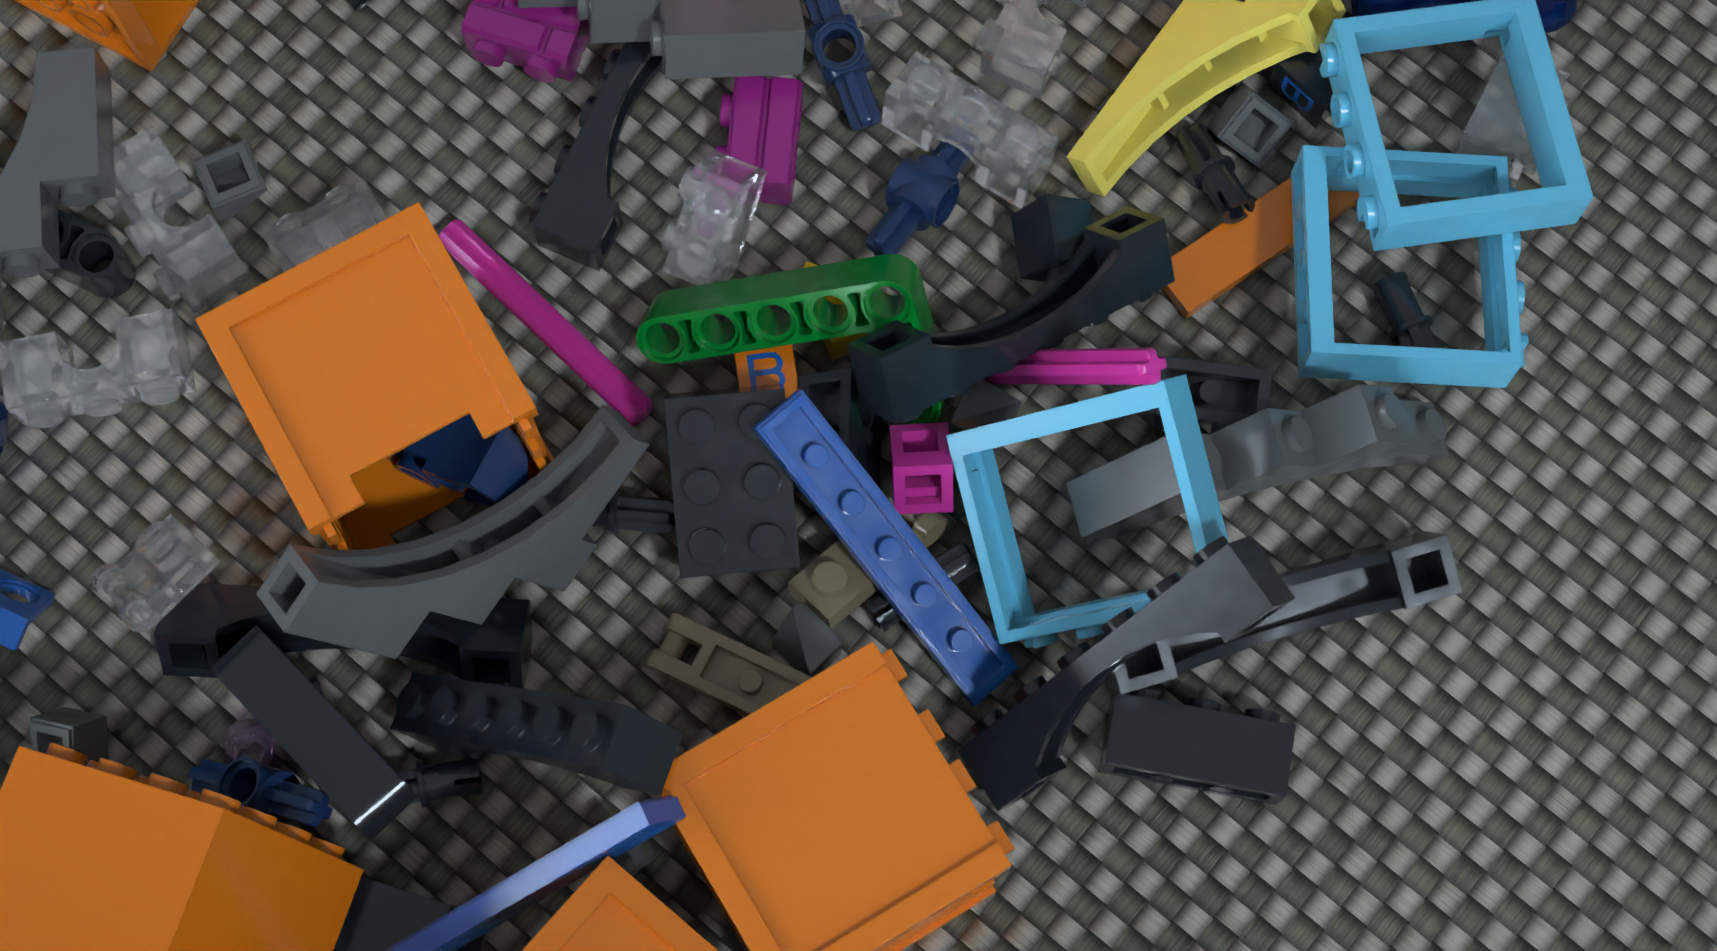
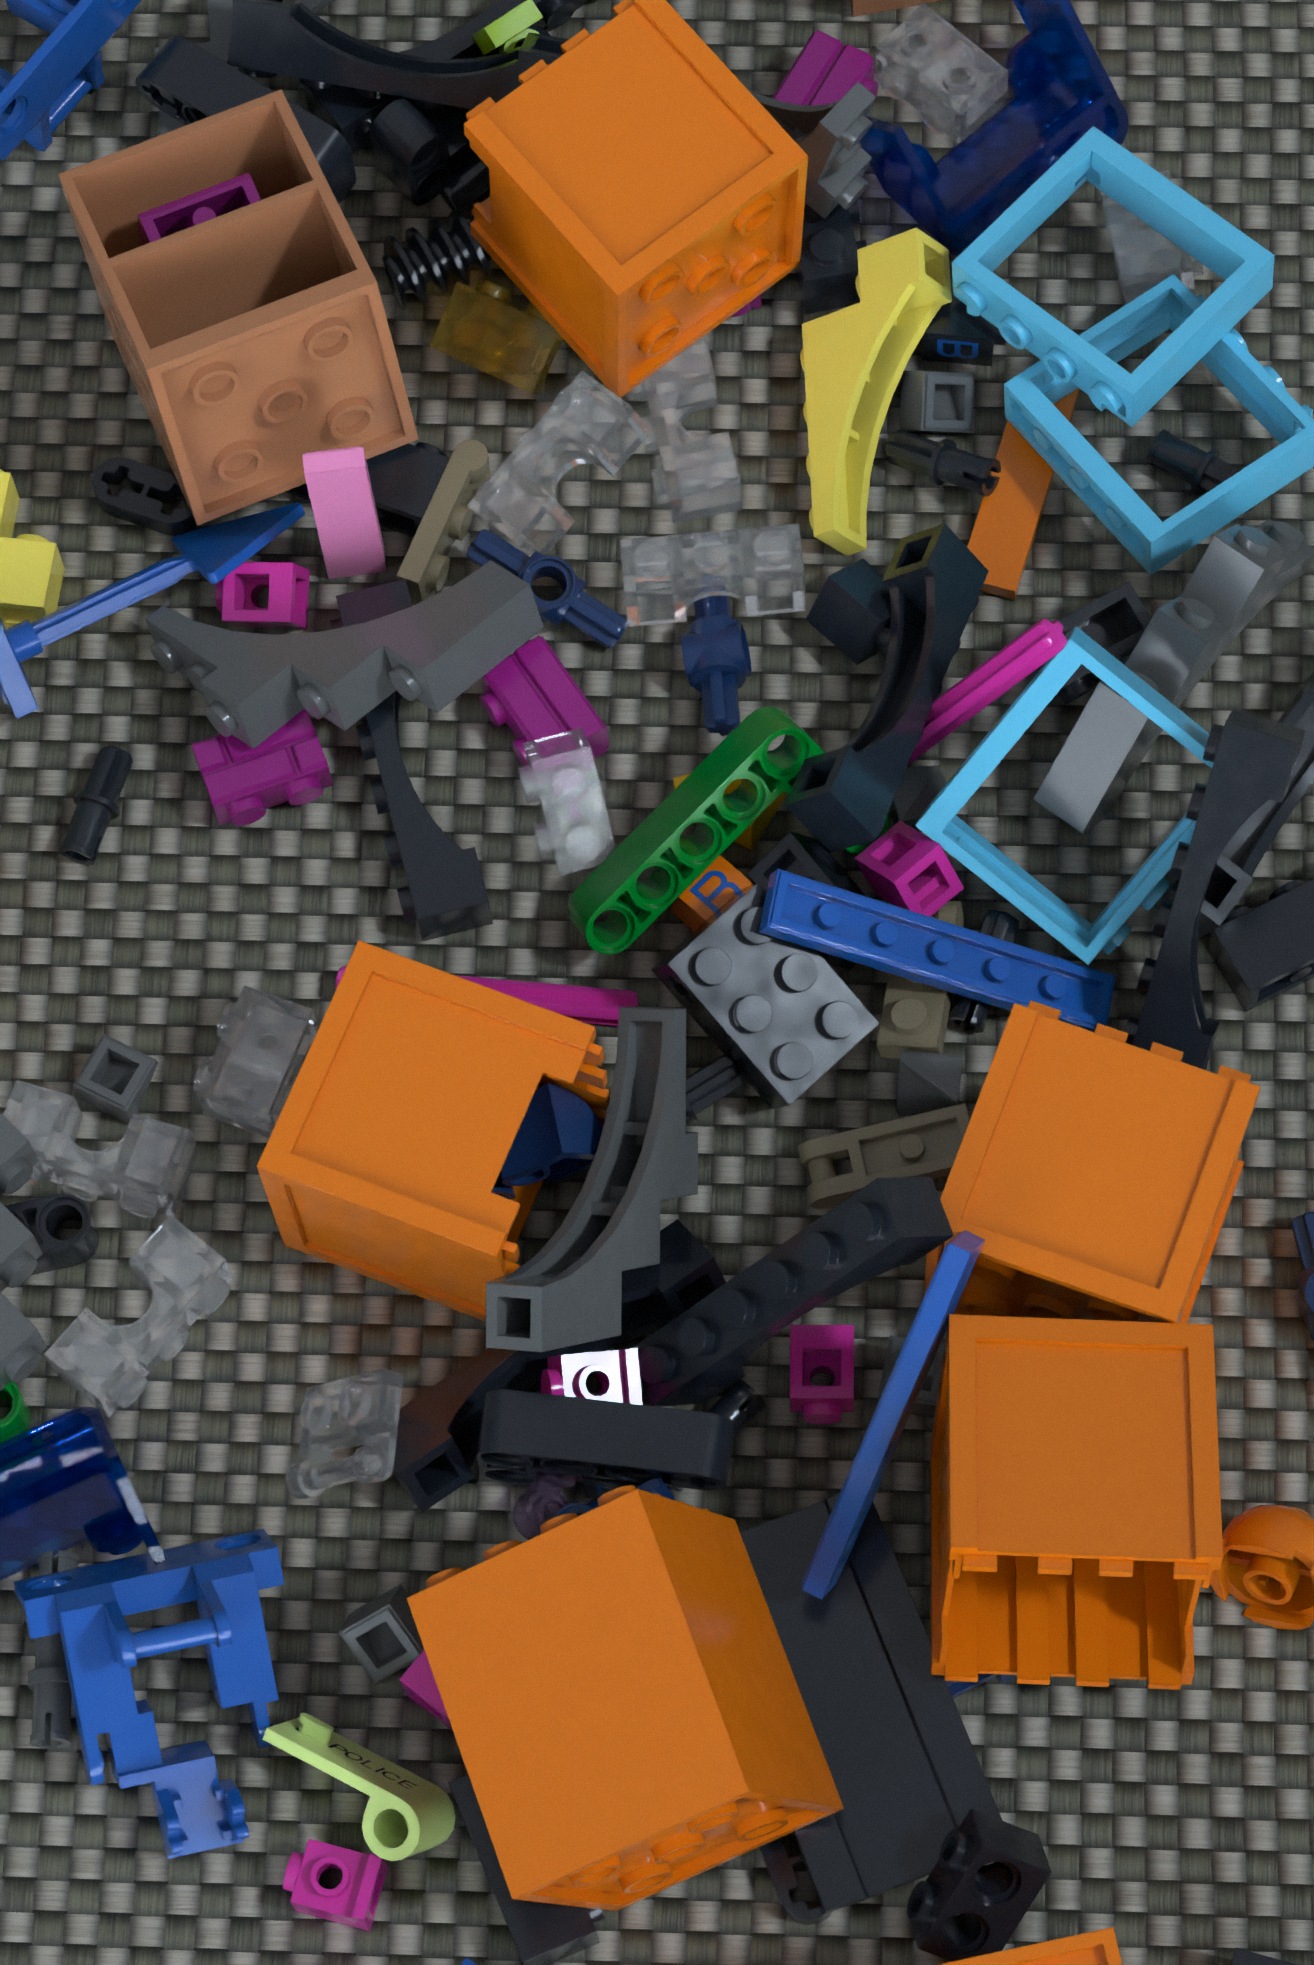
camera: 30 degrees left, 5 degrees down
(385, 683) = (615, 1369): none -> brick
(534, 782) = (816, 1351): none -> dark pink brick

